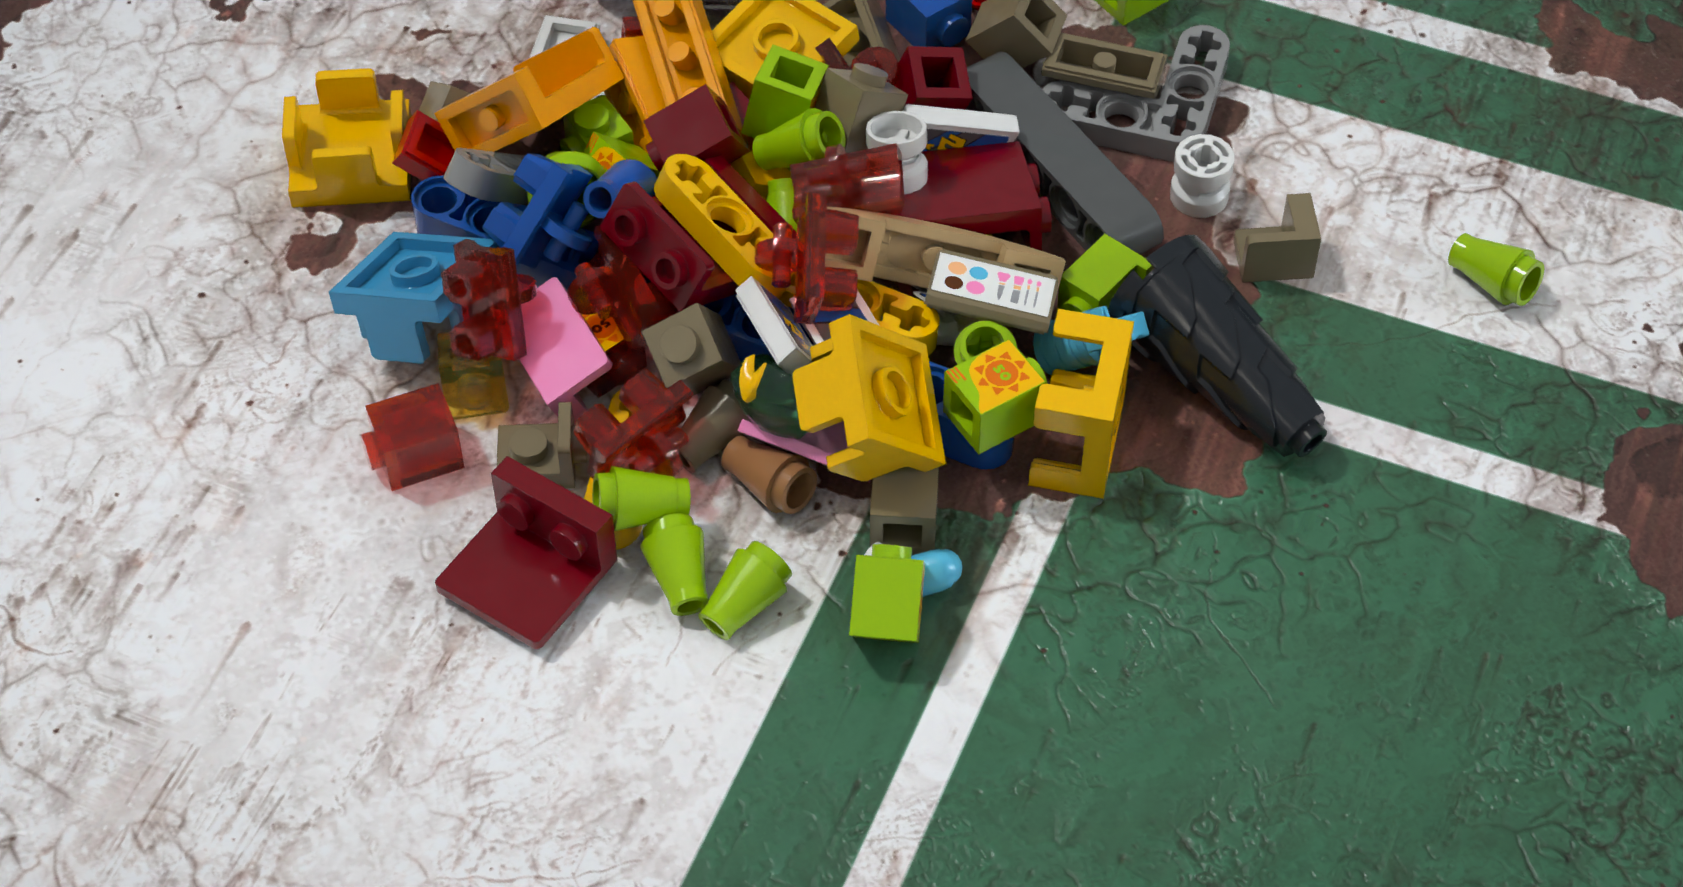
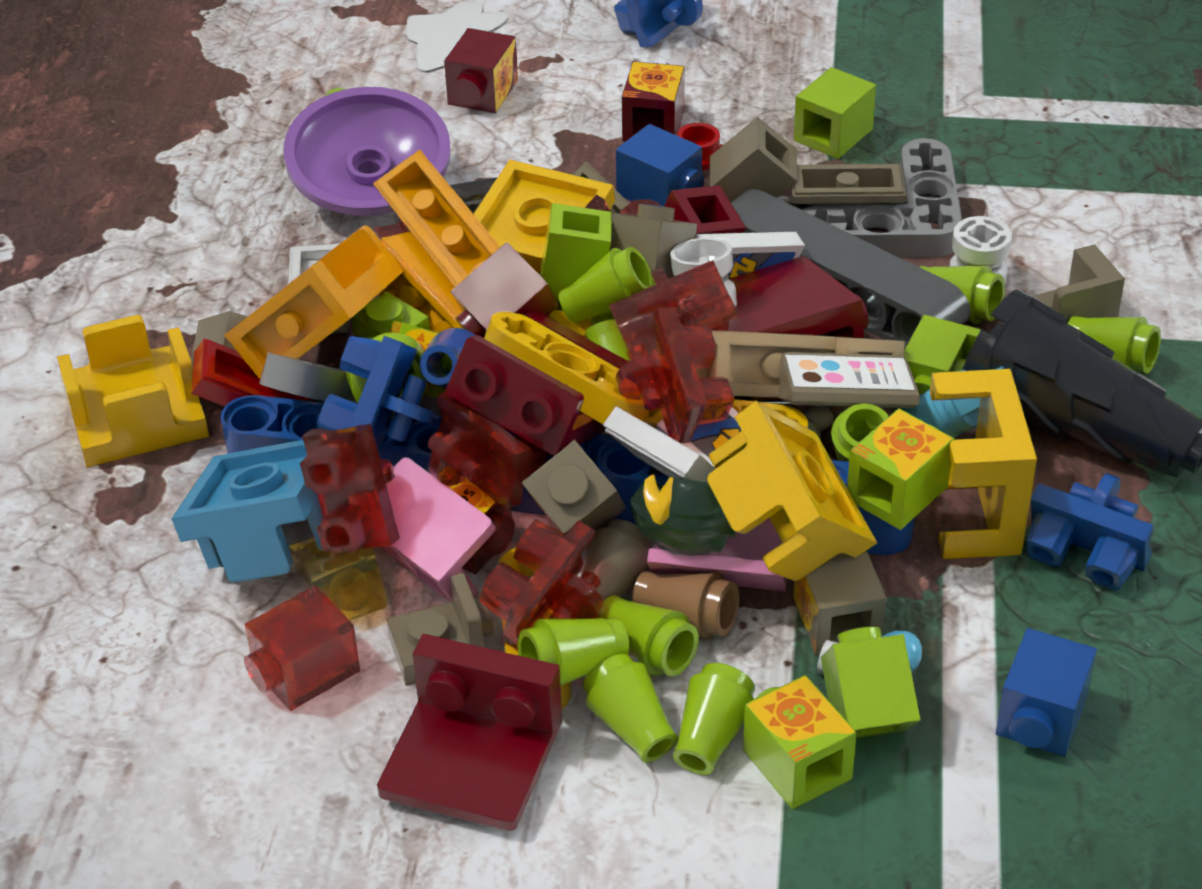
camera: 15 degrees left, 10 degrees down
(723, 500) = (656, 635): none -> lime cone
(809, 631) = (798, 741): none -> lime brick
(1049, 641) = (1045, 691): none -> blue brick
(1179, 209) = (979, 285): none -> lime cone
(1185, 510) = (1094, 522): none -> blue hips
(1293, 301) = (1129, 337): none -> lime cone

